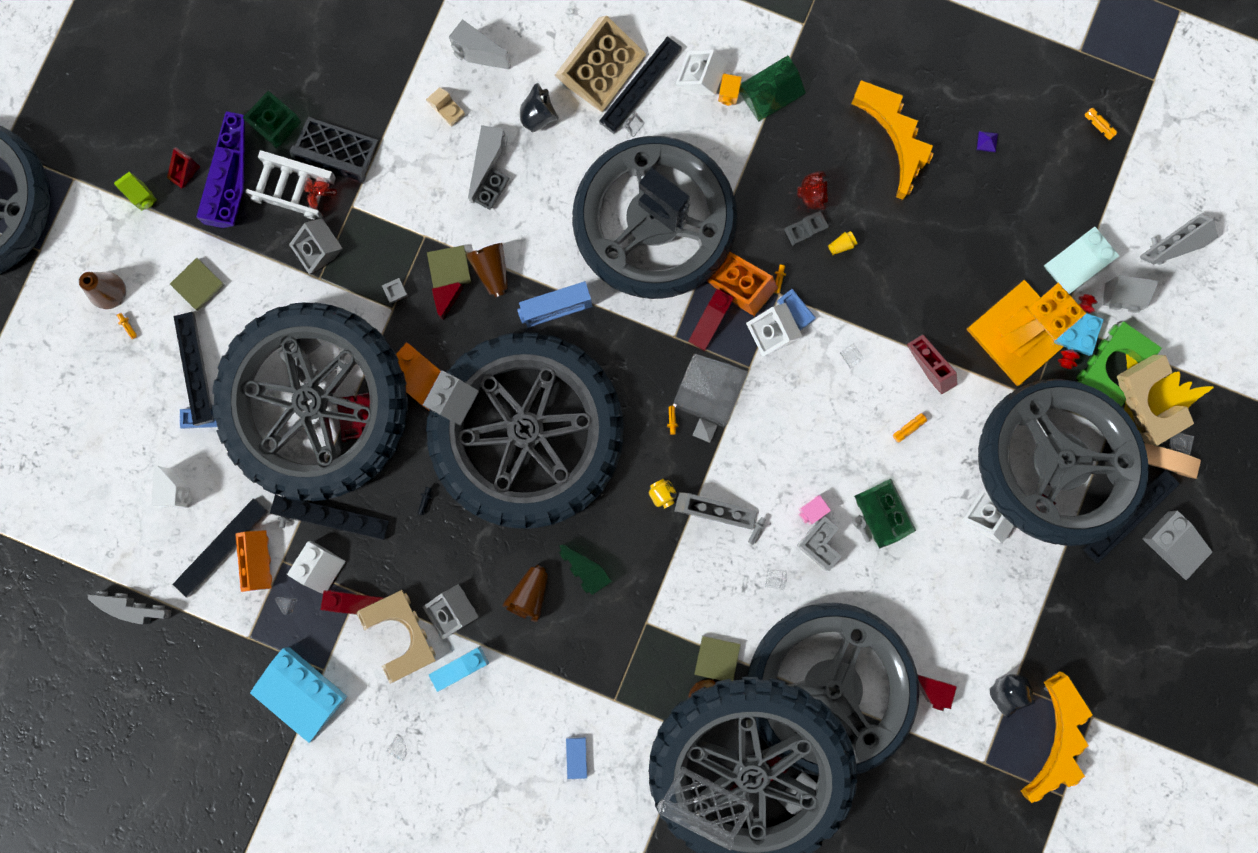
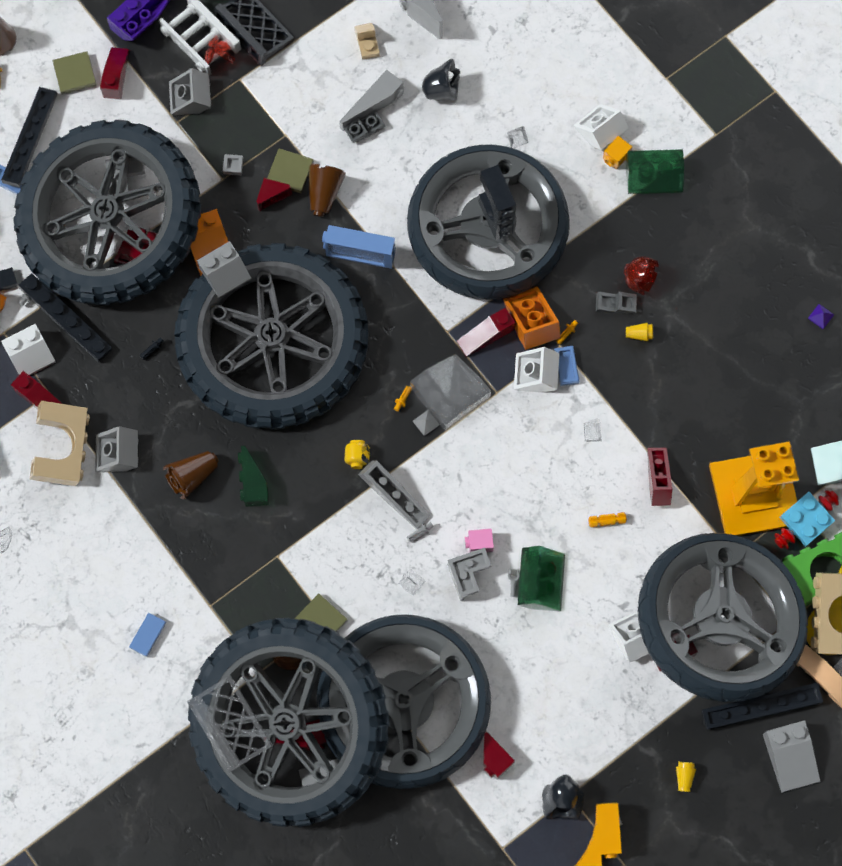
camera: 30 degrees right, 10 degrees down
(234, 264) = (114, 73): none -> dark red slope
(458, 669) = (95, 501): medium azure slope -> none
(600, 63) = (519, 74): tan slope -> none
(640, 85) = (543, 109): black tile -> none
(886, 108) = (746, 241): light orange arch -> none
(1101, 613) = (685, 775): none -> yellow cone

